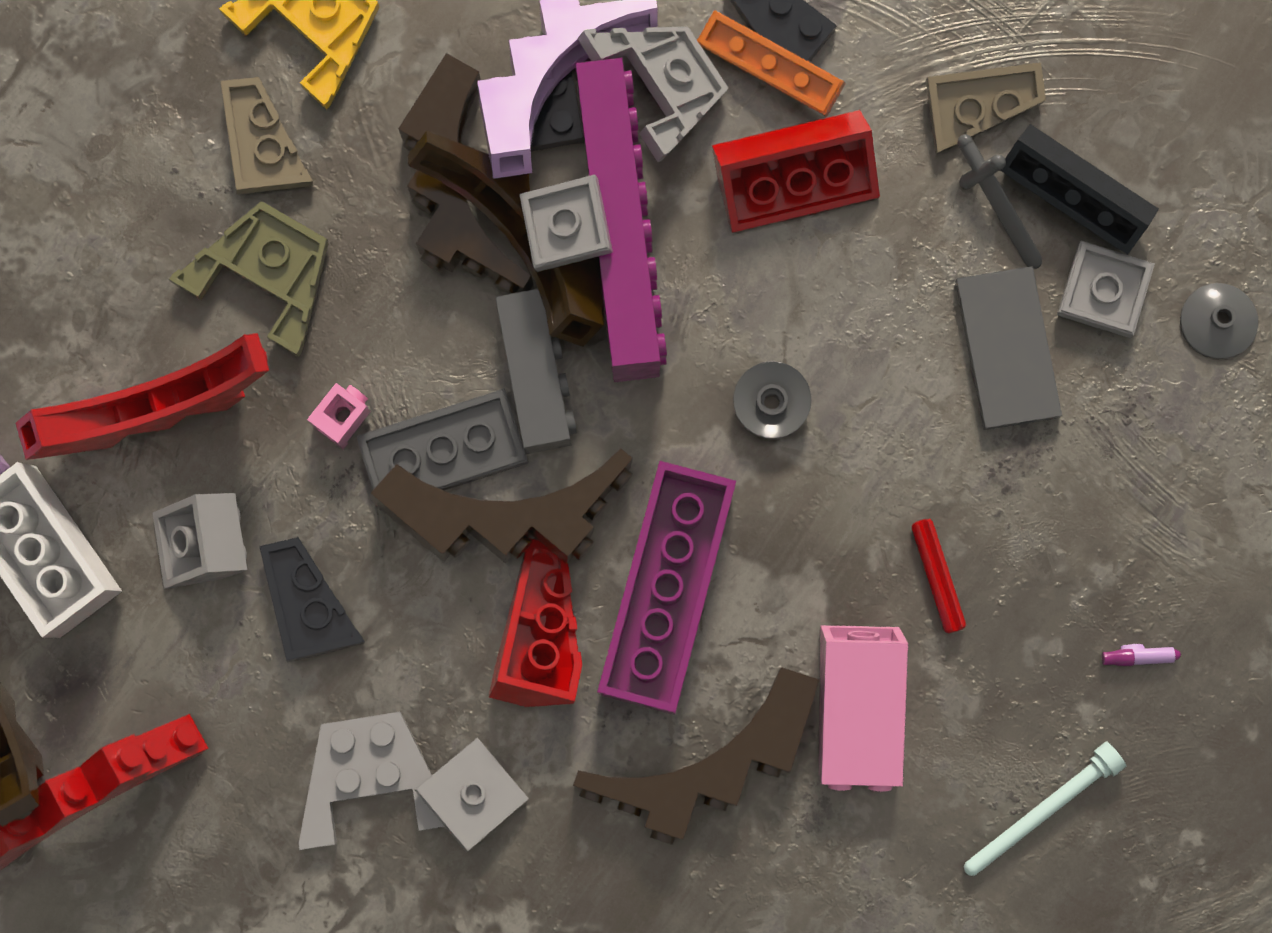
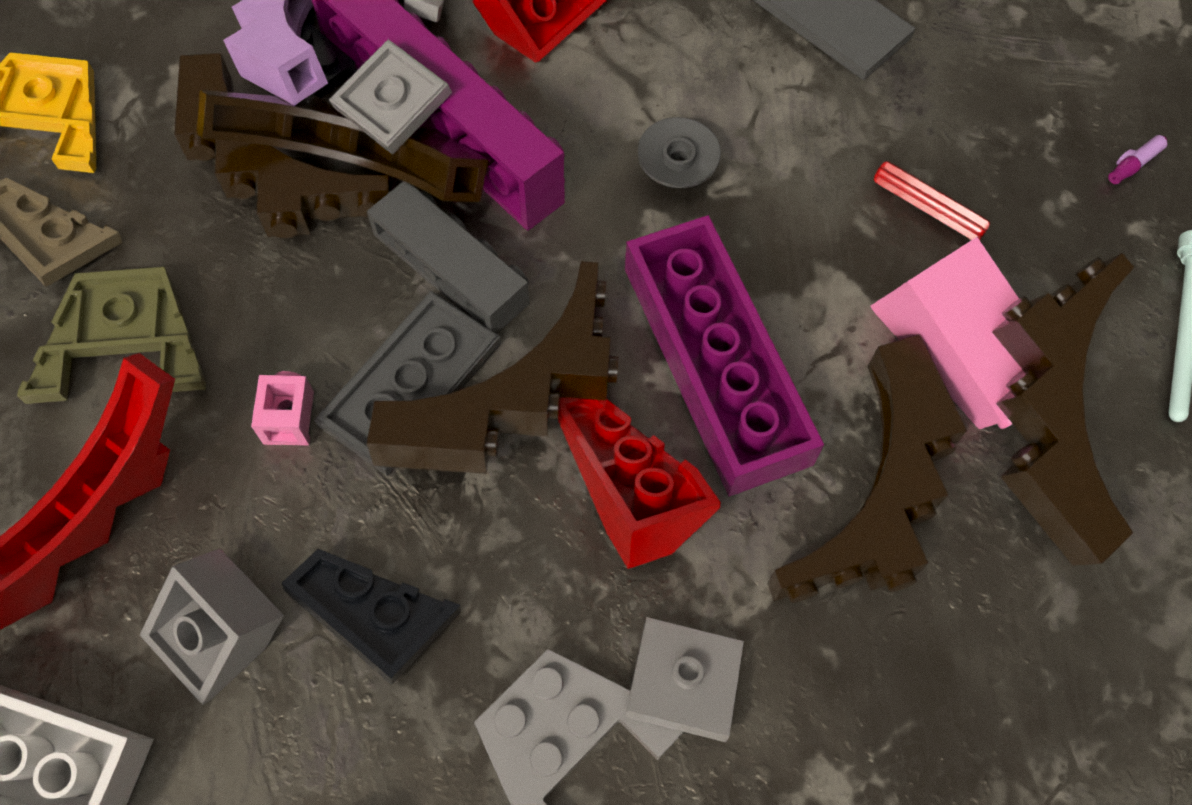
camera: 40 degrees left, 15 degrees down
(855, 794) = (1046, 404): none -> dark brown arch

